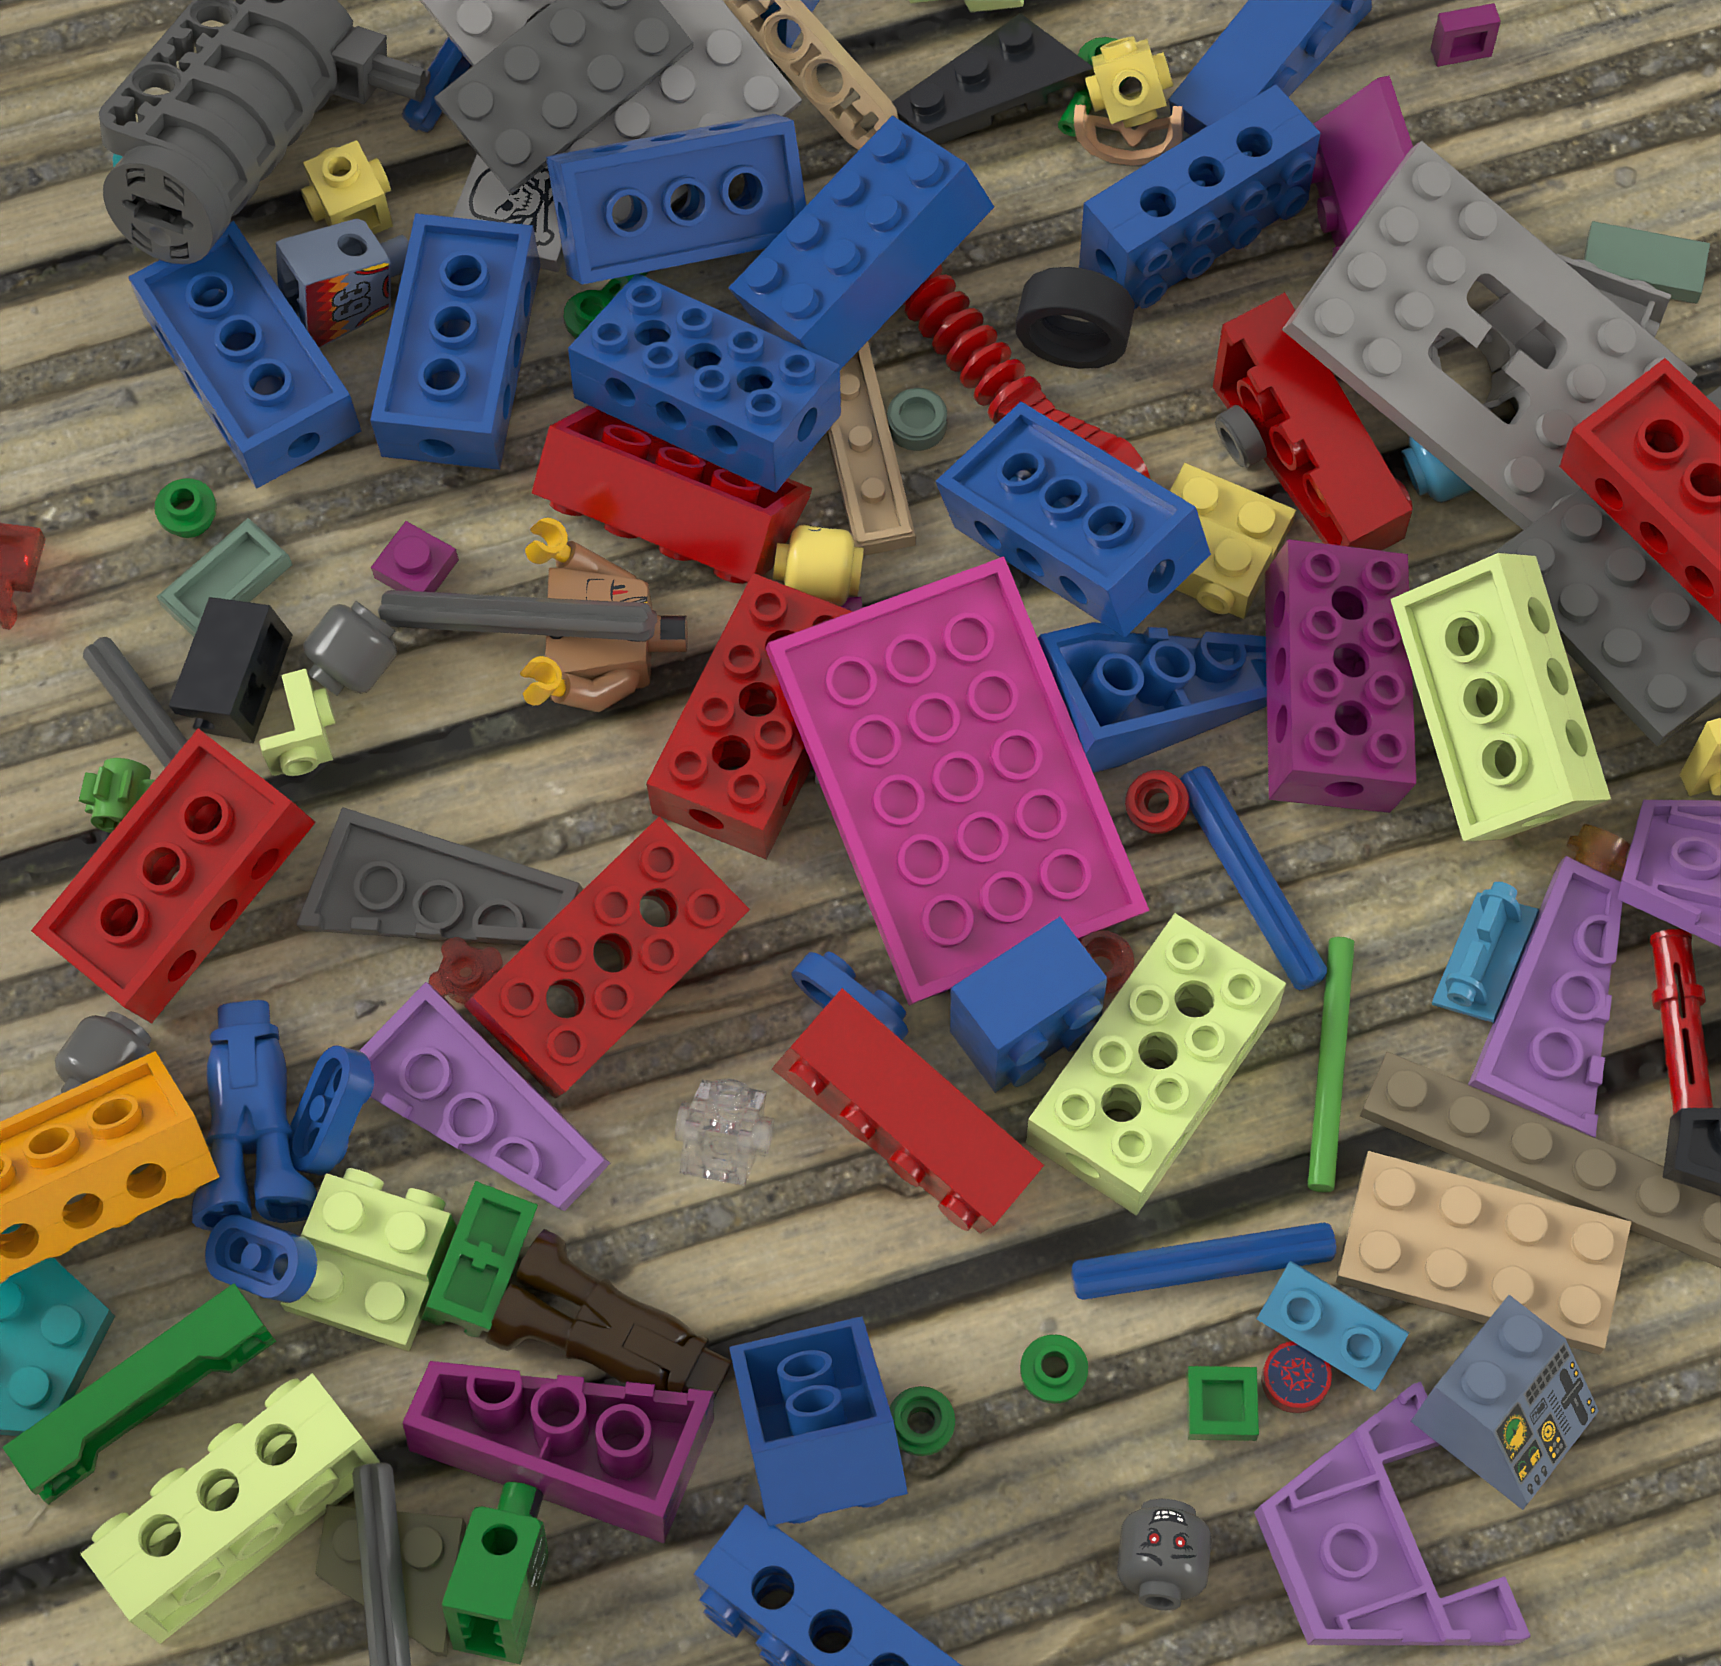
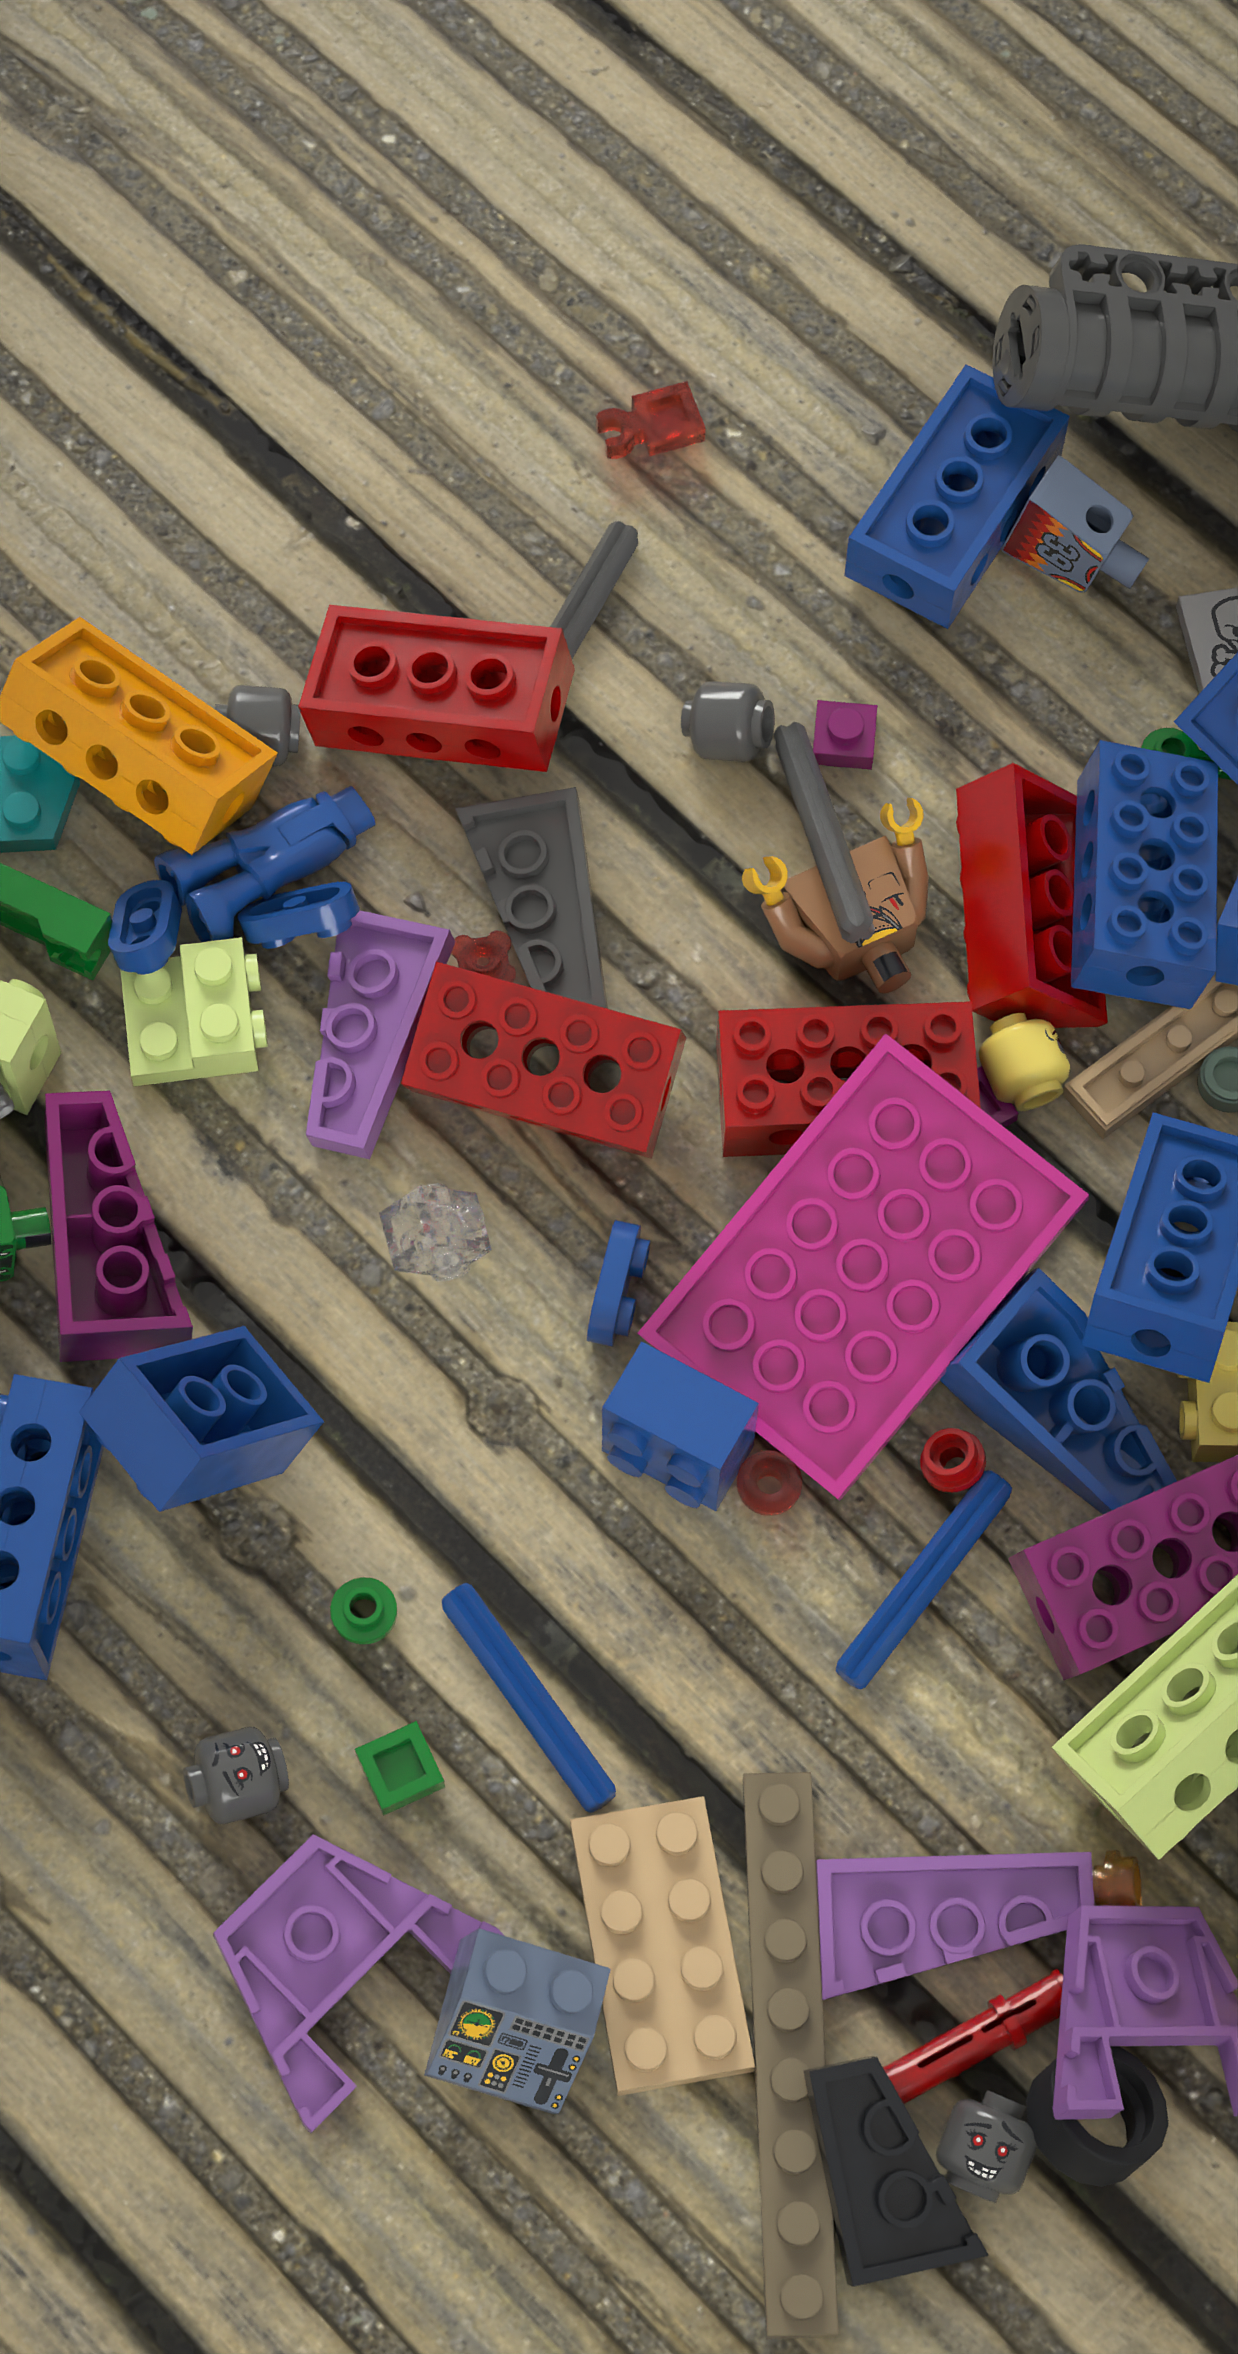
camera: 60 degrees right, 0 degrees up
(114, 791) = (496, 603): bright green gear -> none
(190, 521) = (788, 543): green plate -> none
(231, 570) = (744, 595): sand green tile -> none
(231, 668) = (660, 641): black hinge -> none
(307, 745) = (646, 722): yellowish green bracket -> none
(347, 188) = (1167, 495): light yellow brick -> none
(456, 341) = (1069, 655): blue brick -> none
(480, 1259) = (227, 1091): green hinge -> none
(610, 1328) = (219, 1226): dark brown piece -> none
(908, 1114) = (526, 1373): red wedge -> none
(928, 1401) = (264, 1502): green plate -> none
(1144, 1022) = (680, 1526): yellowish green brick -> none
(1295, 1378) = (459, 1825): tile -> none
(1331, 1065) = (777, 1730): bright green bar -> none
(1332, 1326) = (514, 1832): dark azure hinge -> none
(1486, 953) = (956, 1823): dark azure hinge -> none

